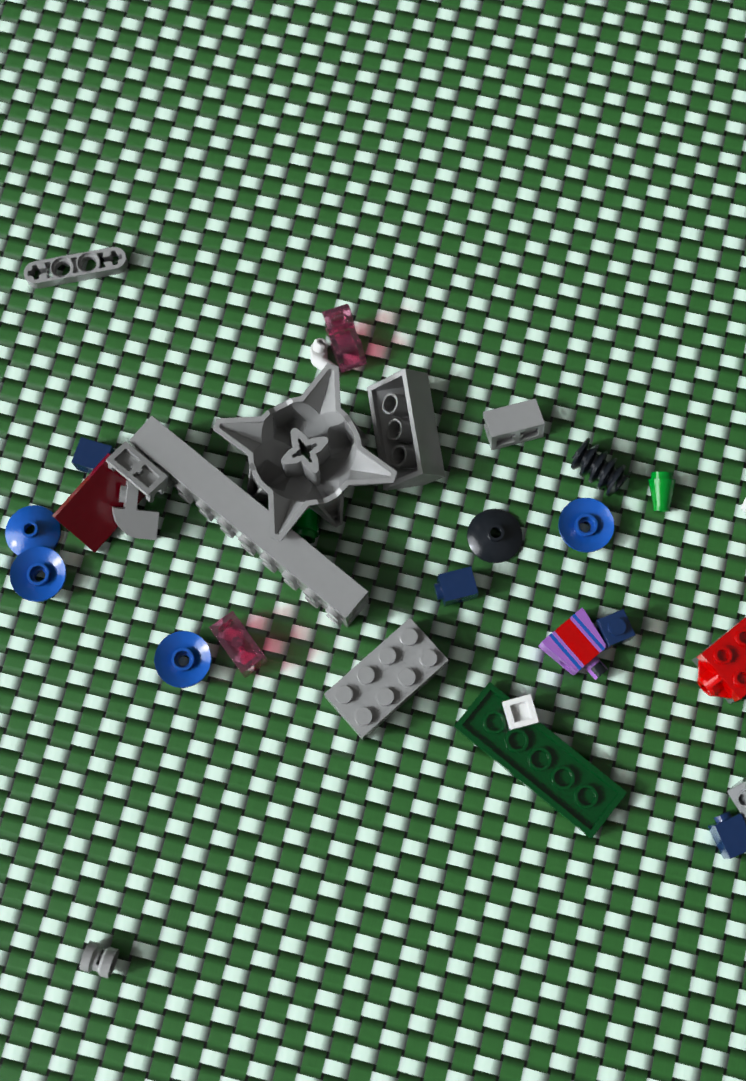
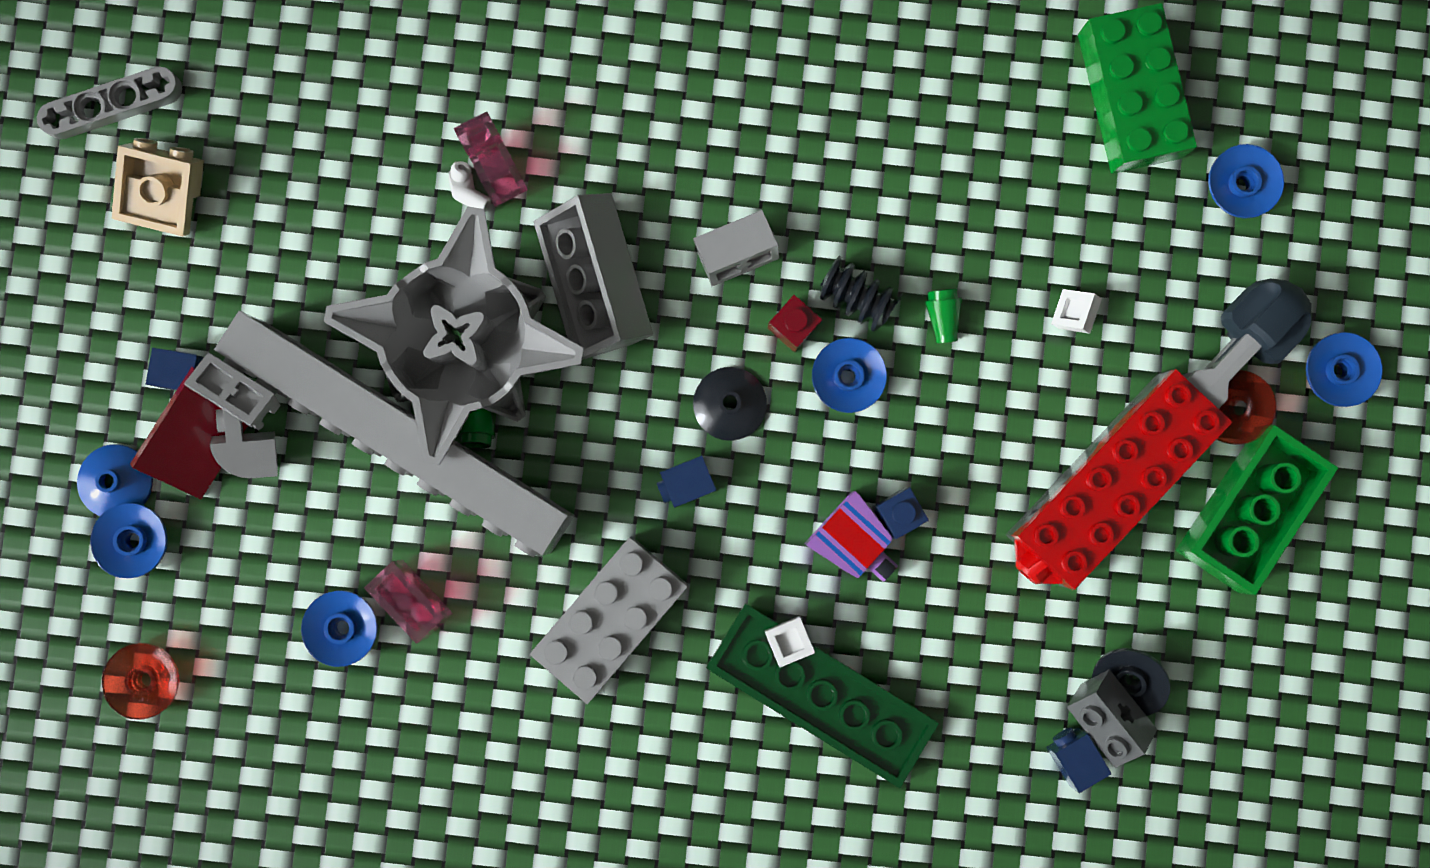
camera: 10 degrees left, 10 degrees up
(15, 676) = (124, 686): none -> clear red dish
(100, 327) = (156, 186): none -> tan plate
(549, 482) = (794, 323): none -> dark red brick

